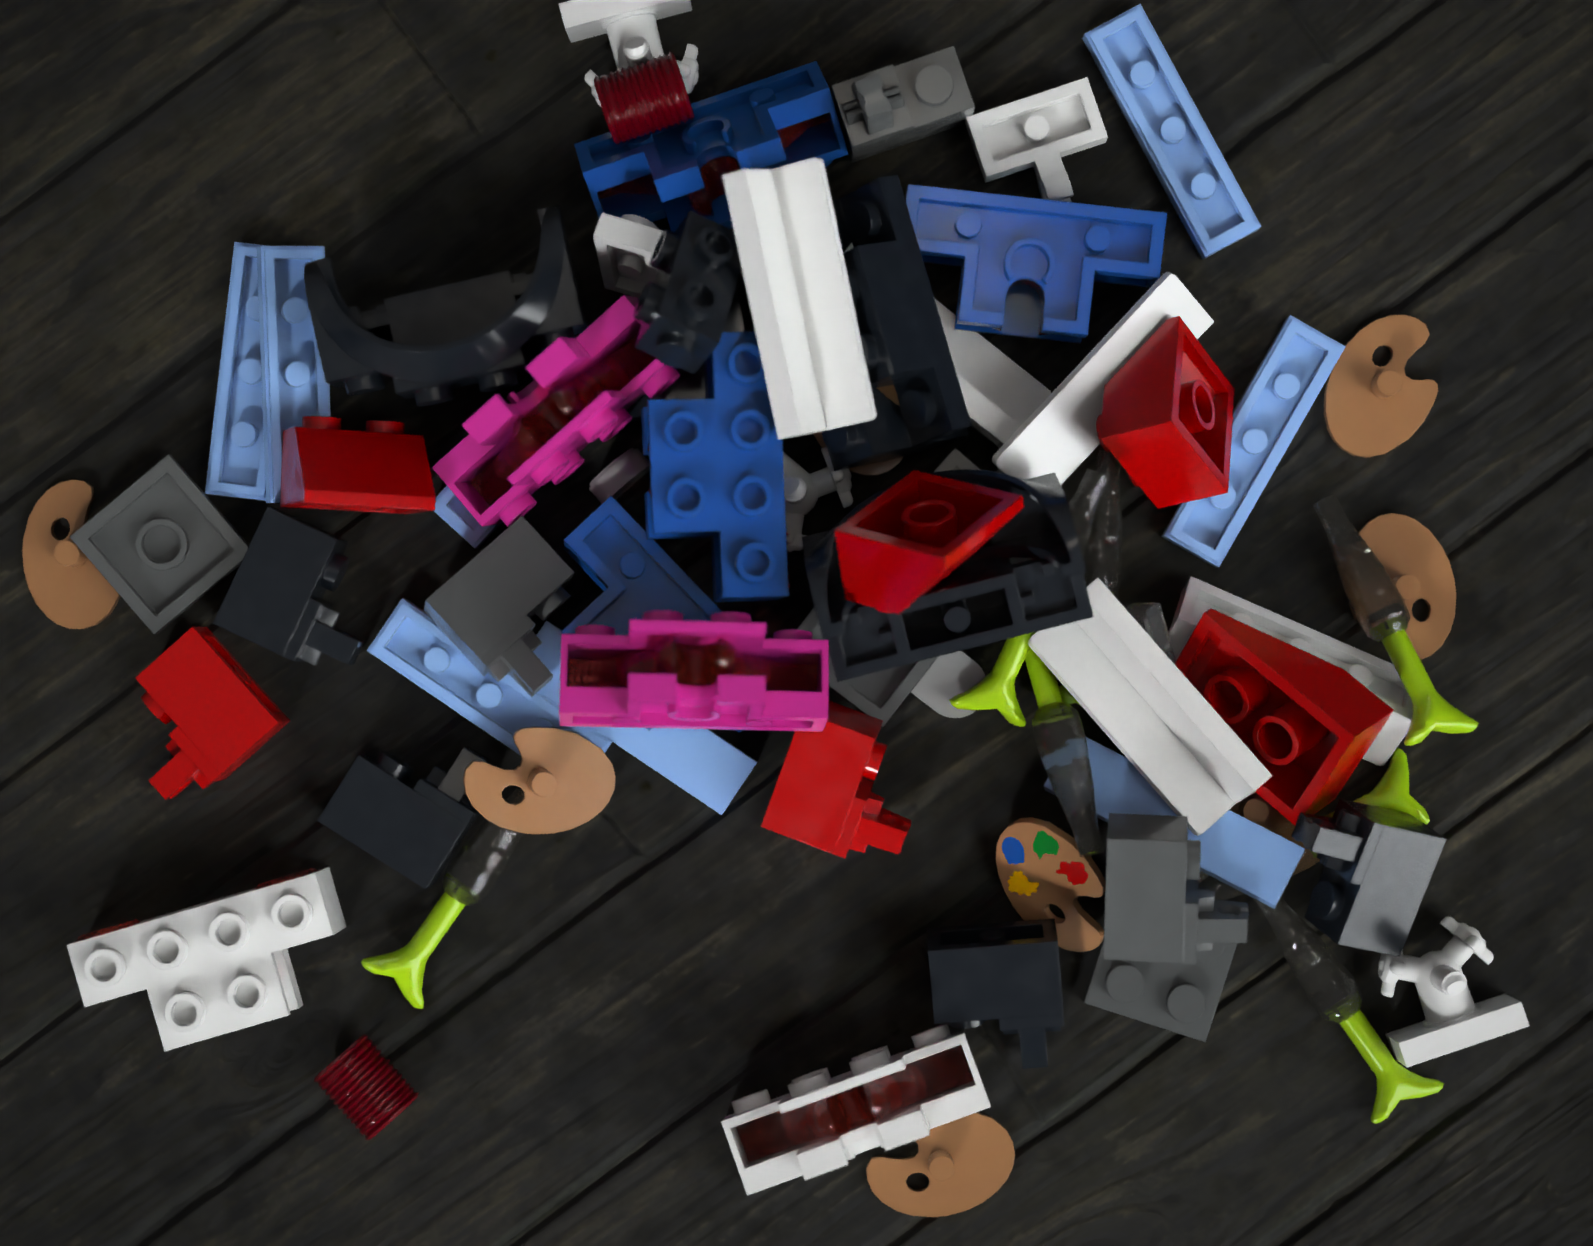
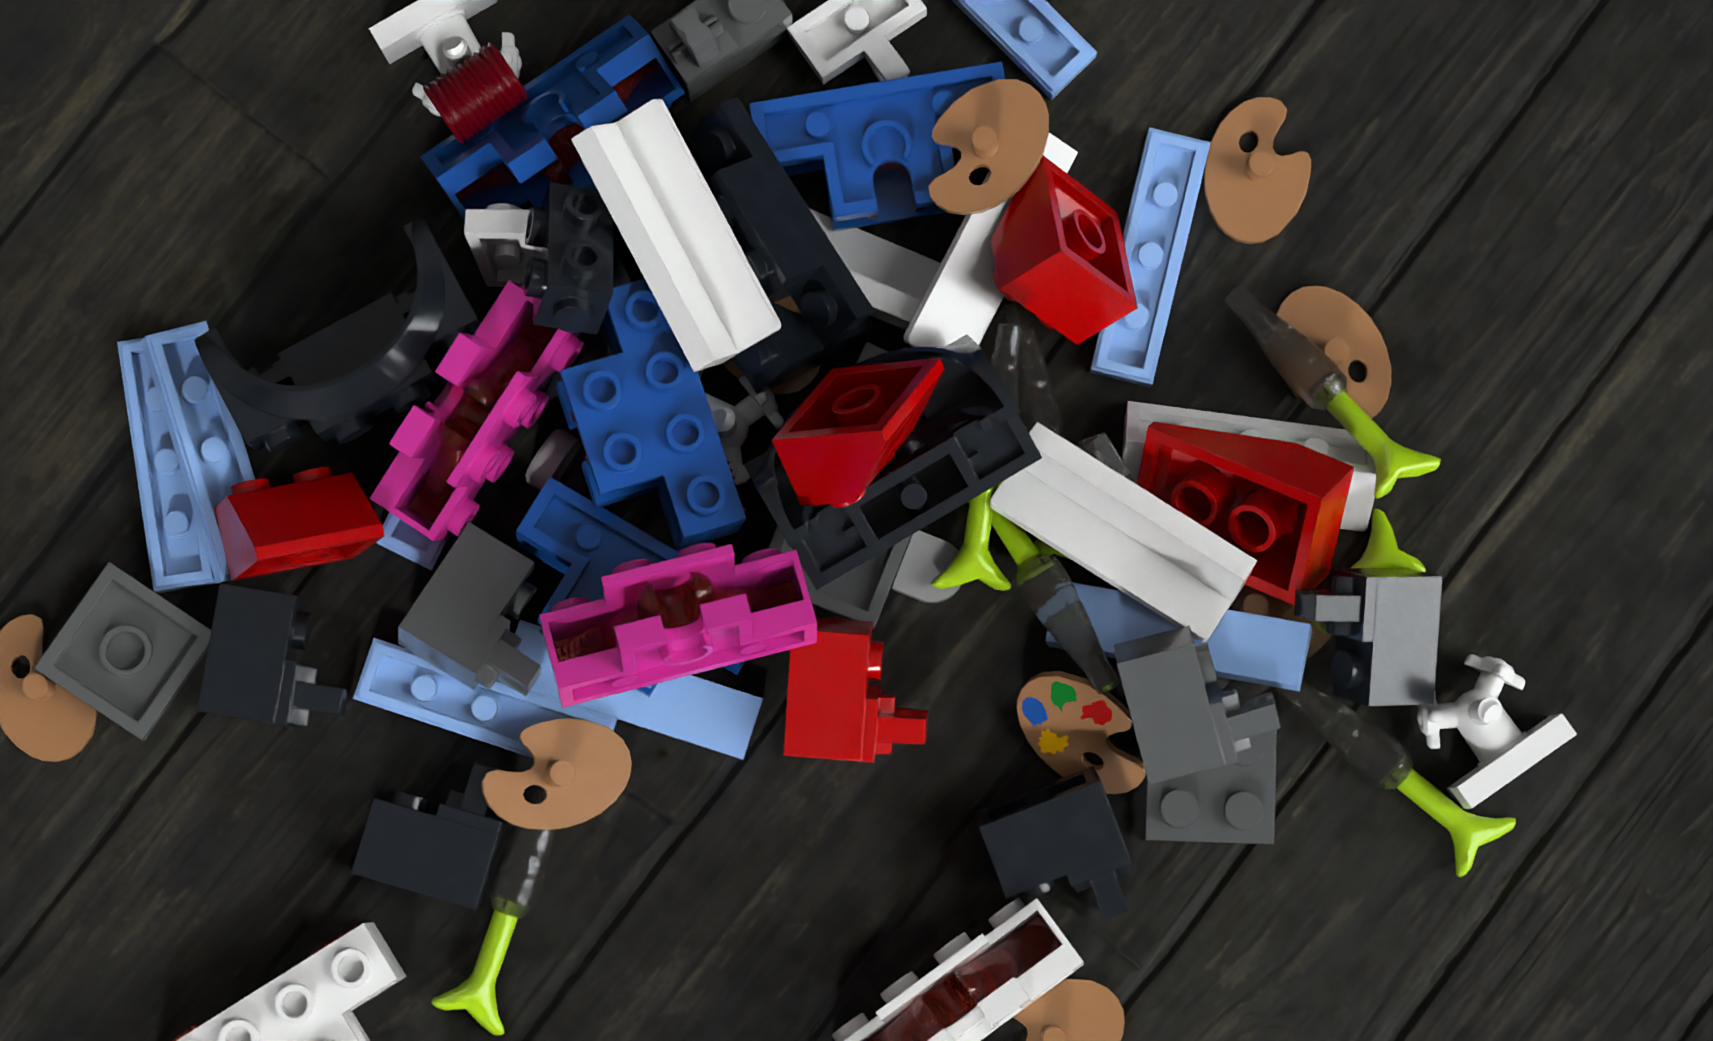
camera: 10 degrees left, 5 degrees down
(216, 710) = (223, 796): red hinge -> none
(1144, 279) = (993, 128): none -> medium nougat piece

